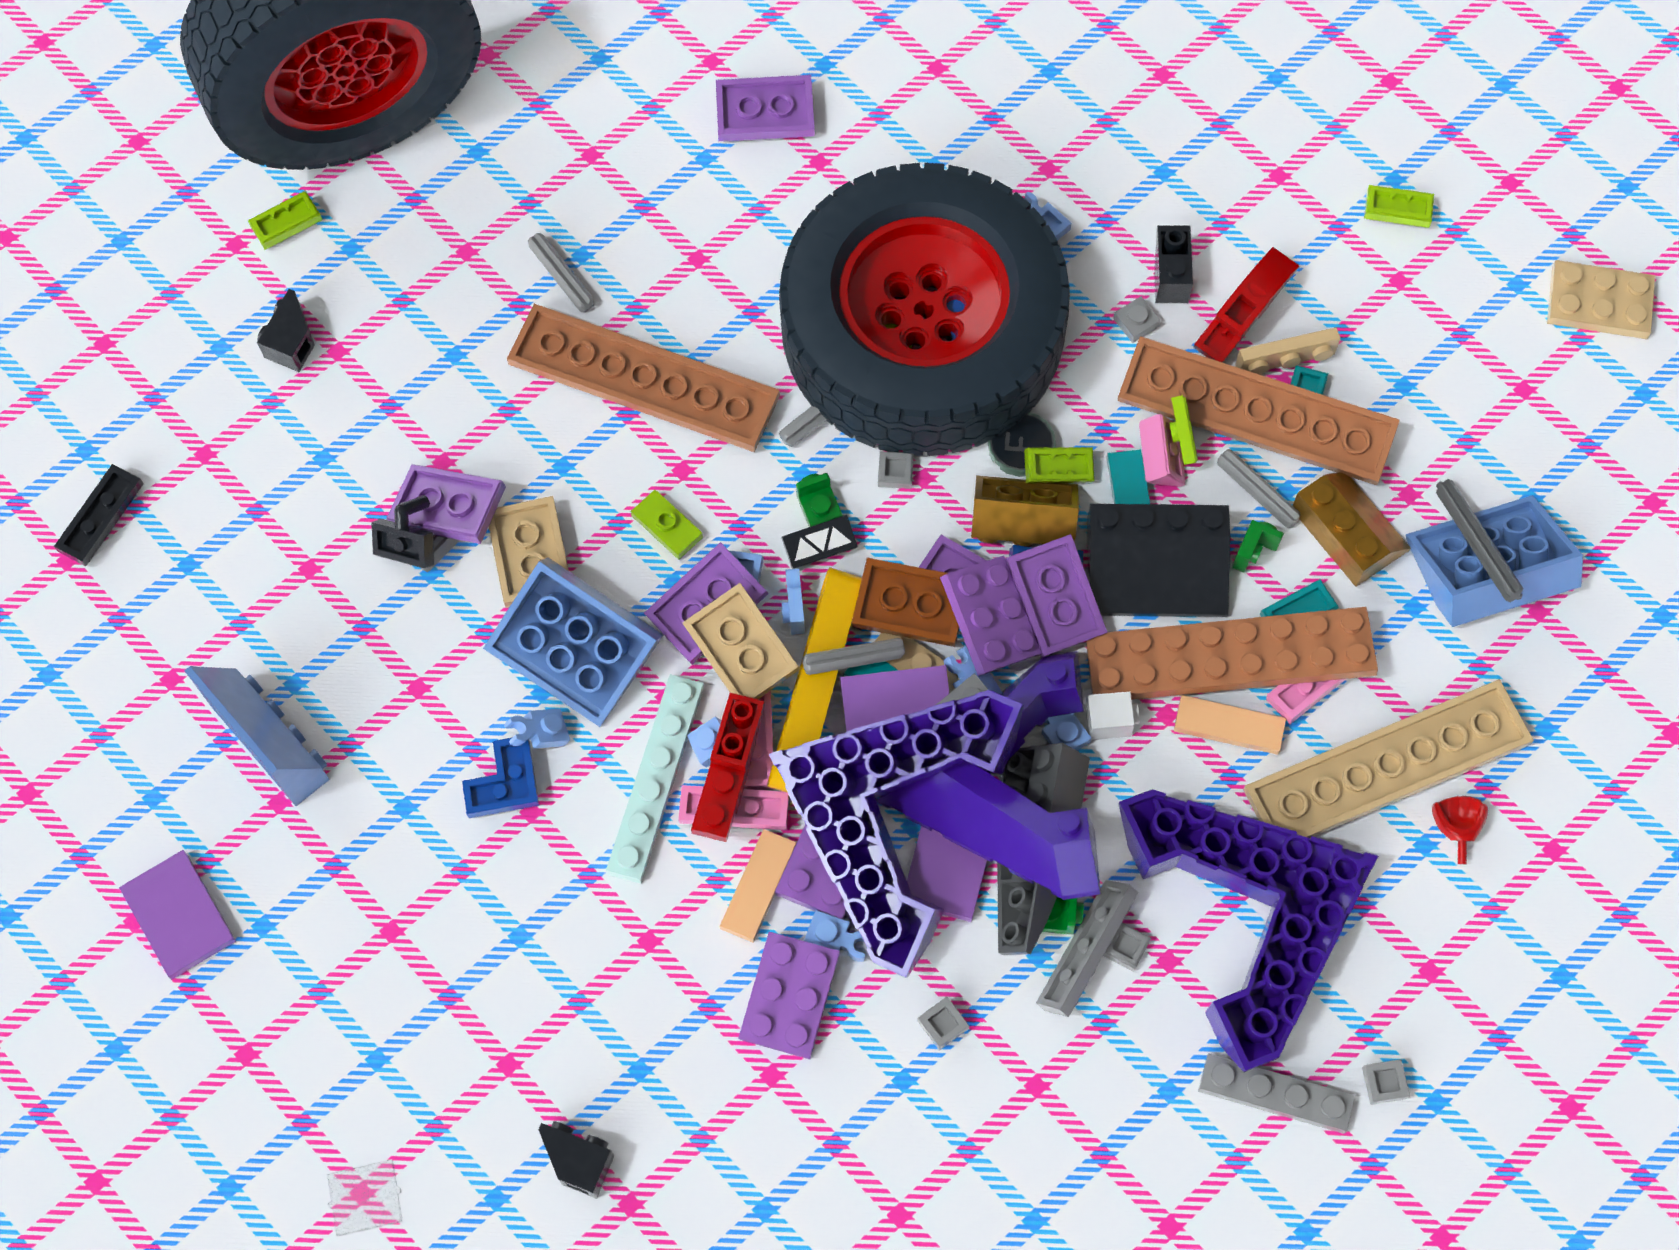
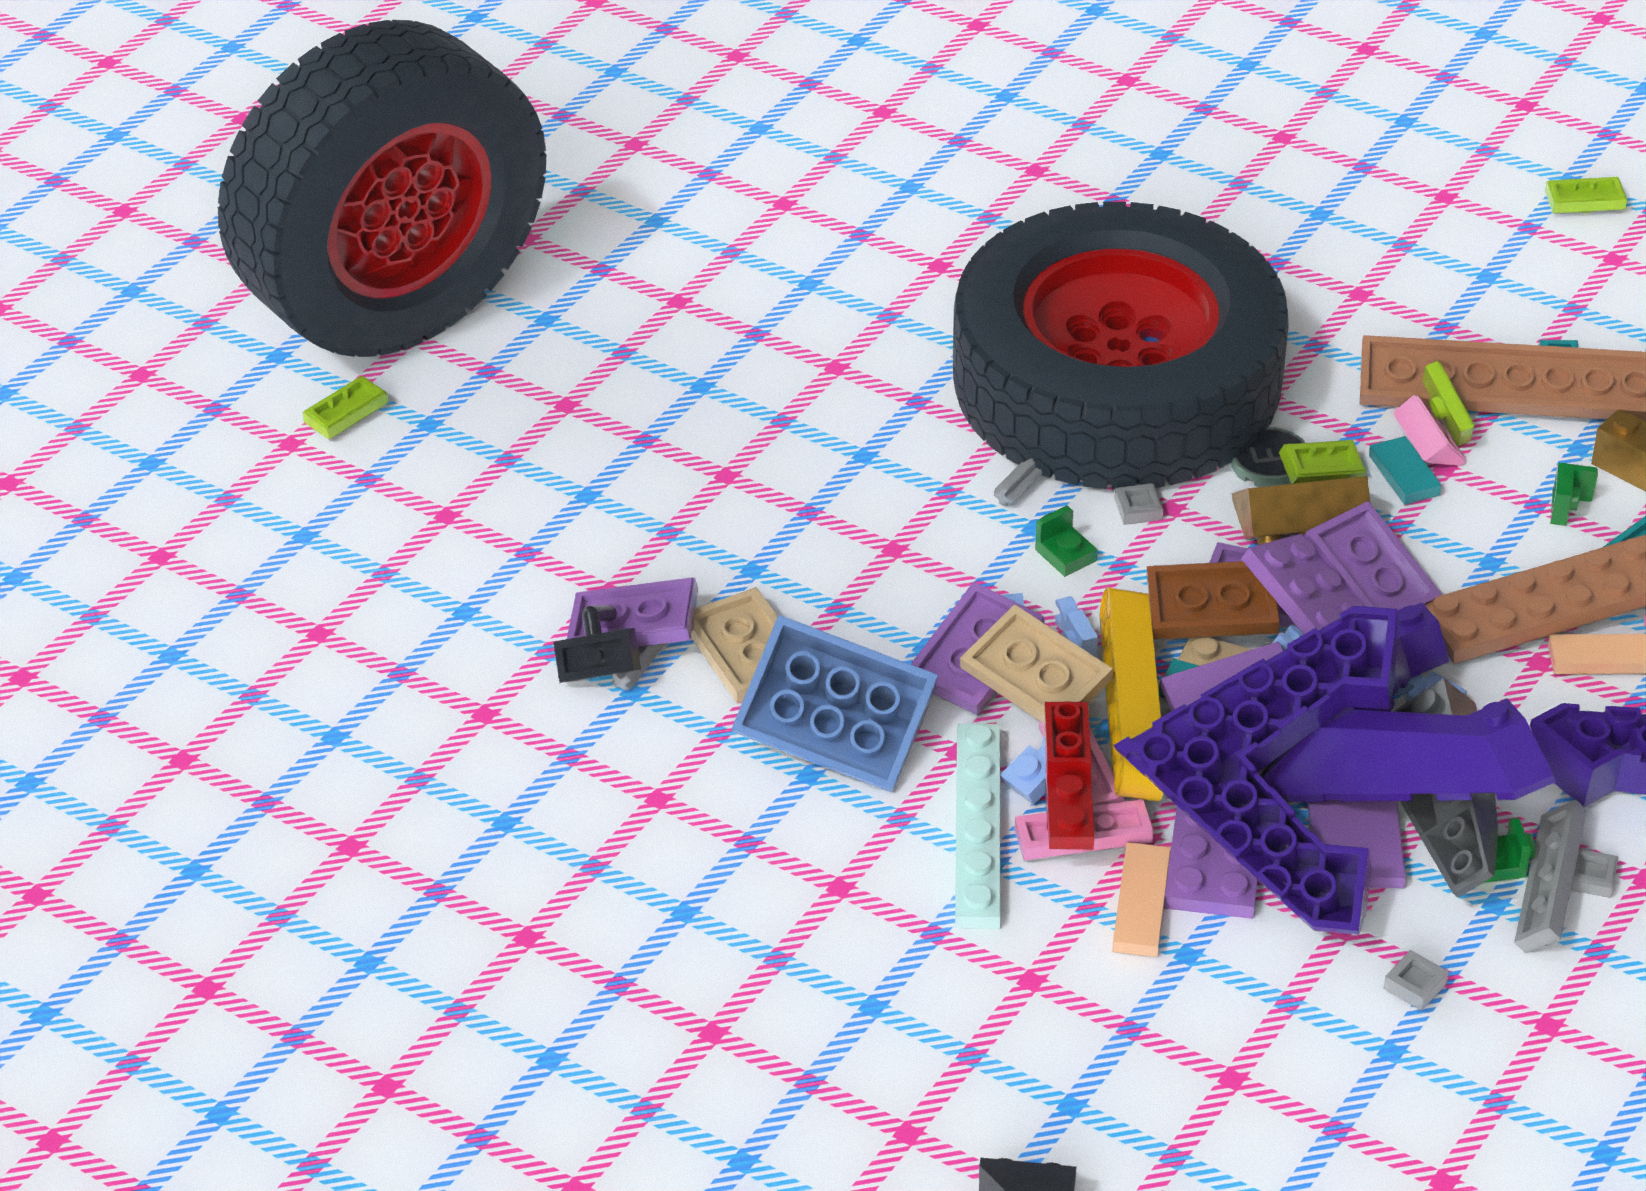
camera: 15 degrees left, 25 degrees down
(98, 515) = (211, 704): black plate -> none
(177, 914) = (440, 1064): medium lavender tile -> none
(261, 730) = (487, 855): medium blue slope -> none
(287, 334) = (386, 504): black slope -> none
(509, 789) = (807, 859): blue plate -> none
(542, 727) = (828, 795): light blue plate -> none
(560, 272) = (685, 400): light grey axle -> none
(644, 377) = (818, 471): nougat plate -> none
(666, 524) = (897, 595): lime plate -> none
(765, 108) = (862, 226): medium lavender plate -> none
(789, 995) = (1224, 990): medium lavender plate -> none
(819, 542) = (1081, 575): black tile -> none
(833, 934) = (1248, 930): light blue plate -> none
(853, 656) = (1169, 653): light grey axle -> none
(1111, 715) = (1480, 664): white brick -> none
(1136, 319) = (1347, 333): light grey plate -> none
(1159, 559) = (1472, 518): black slope -> none
(1173, 264) = (1370, 276): black slope -> none
(1246, 305) = (1465, 292): red slope -> none
(1258, 488) = (1544, 445): light grey axle -> none
(1289, 351) = (1532, 323): tan plate -> none

